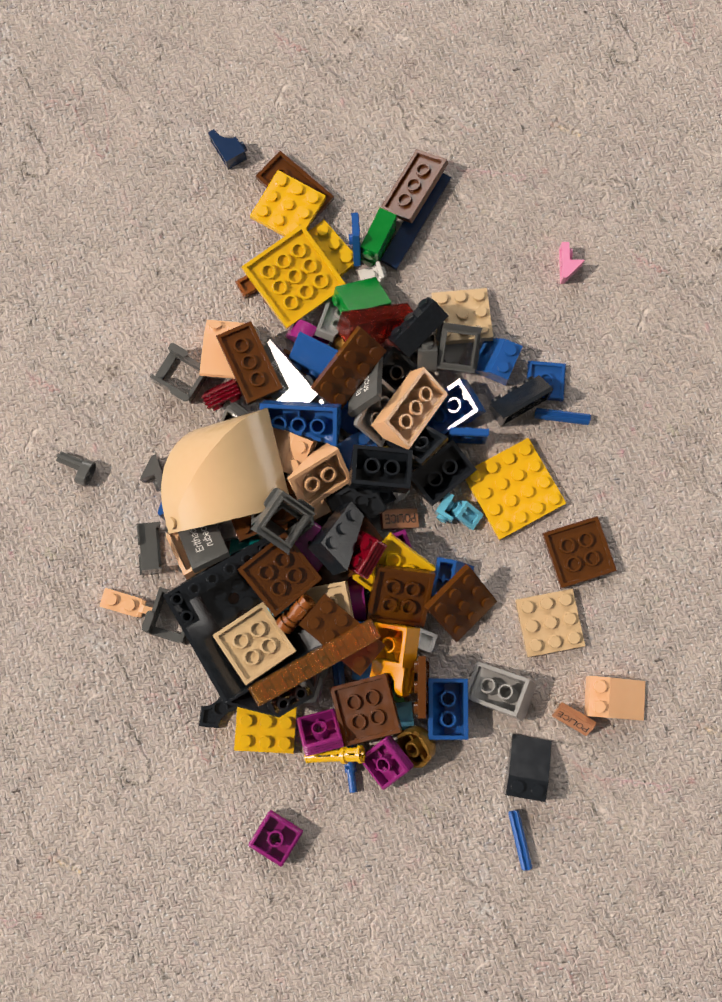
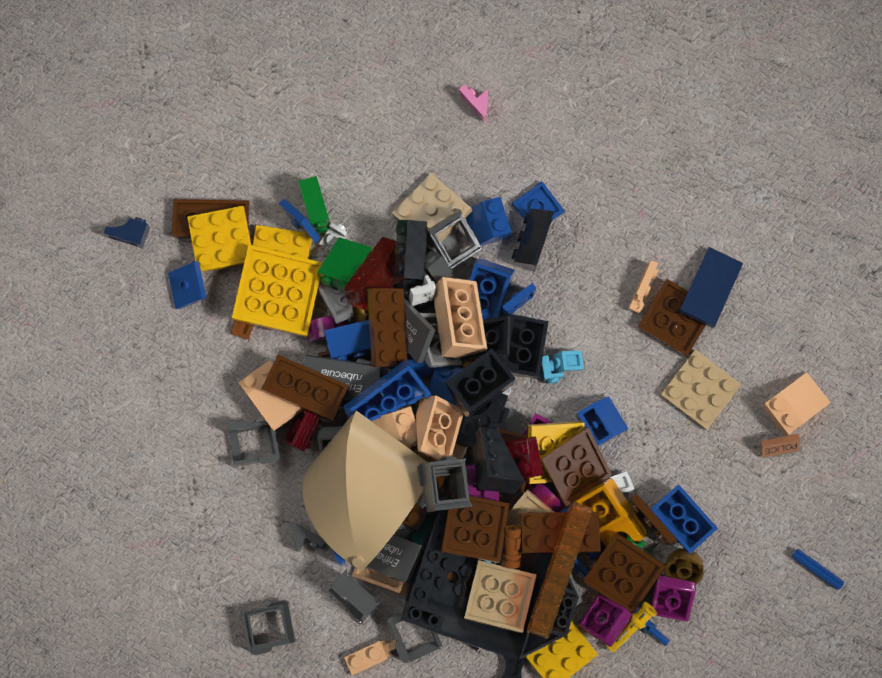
camera: 45 degrees left, 0 degrees up
(85, 468) = (244, 580): dark grey piece -> none
(93, 511) = (284, 607): none -> dark grey piece
(234, 220) = (187, 285): none -> blue plate
(398, 367) = (423, 293): none -> white bracket
(399, 519) = (522, 408): nougat tile -> none
(405, 714) = (655, 550): medium azure bracket -> none
(409, 231) = (328, 164): dark blue tile -> none
(414, 185) = (304, 139): plate -> none
(460, 603) = (624, 432): reddish brown plate -> none
(501, 691) = (709, 472): light grey slope -> none
(514, 489) = (587, 311): yellow plate -> none
(528, 768) = (778, 511): black slope -> none
(562, 416) = (574, 224): blue axle -> none
(572, 508) = (642, 288): none -> light nougat hinge
(626, 551) = (711, 287): none -> dark blue tile

